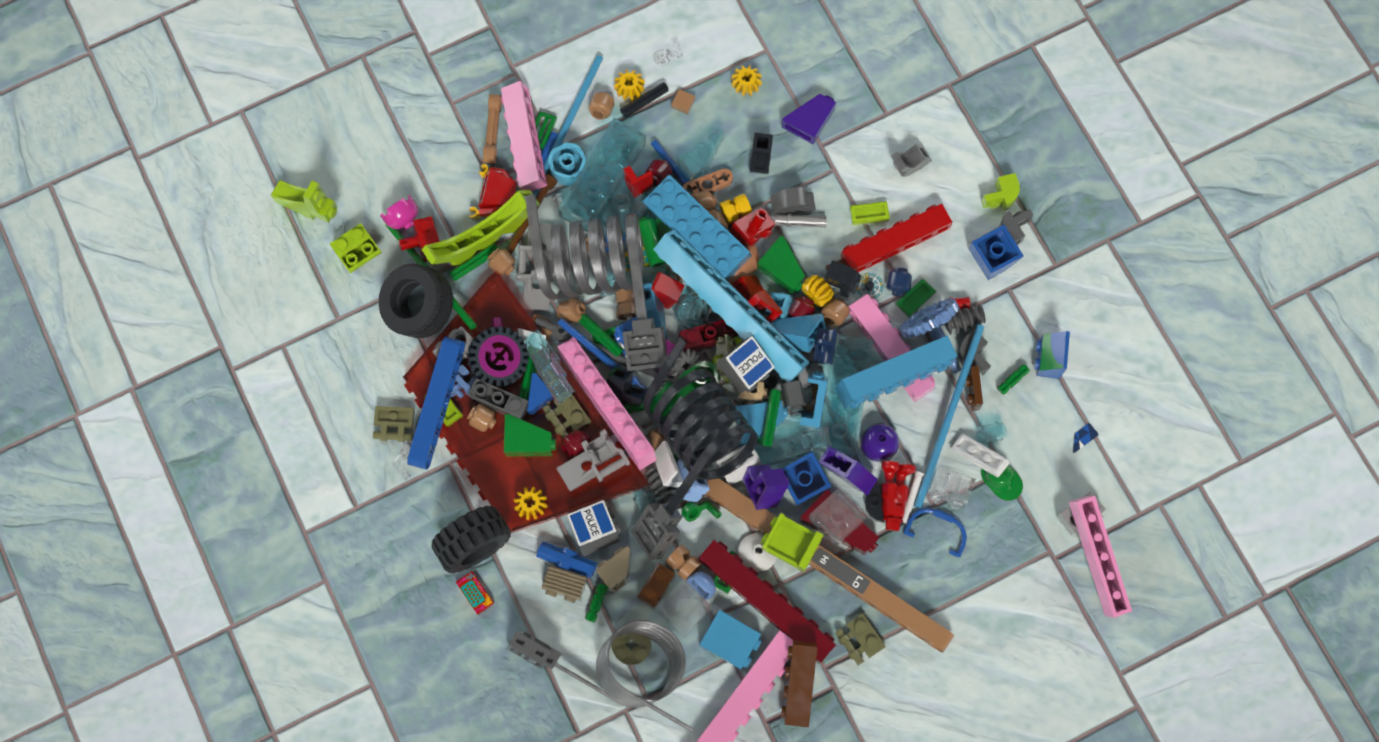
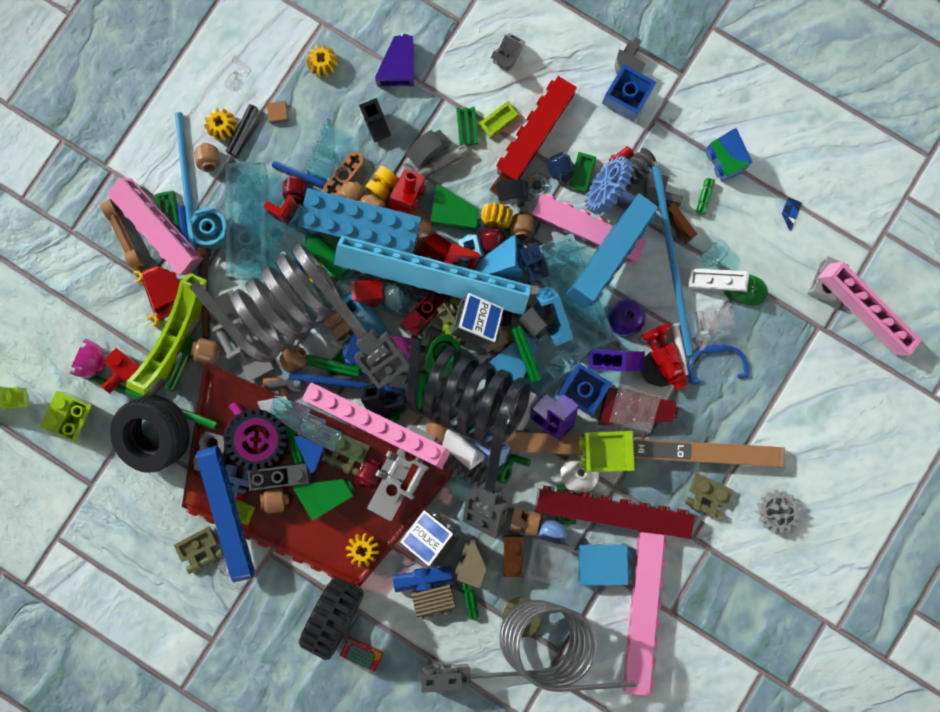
camera: 30 degrees left, 10 degrees up
(800, 684) = (685, 567): reddish brown brick -> none
(844, 189) = (465, 111): none -> green tile
(926, 685) = (785, 503): none -> light grey gear
(1006, 194) = (606, 33): lime brick -> none

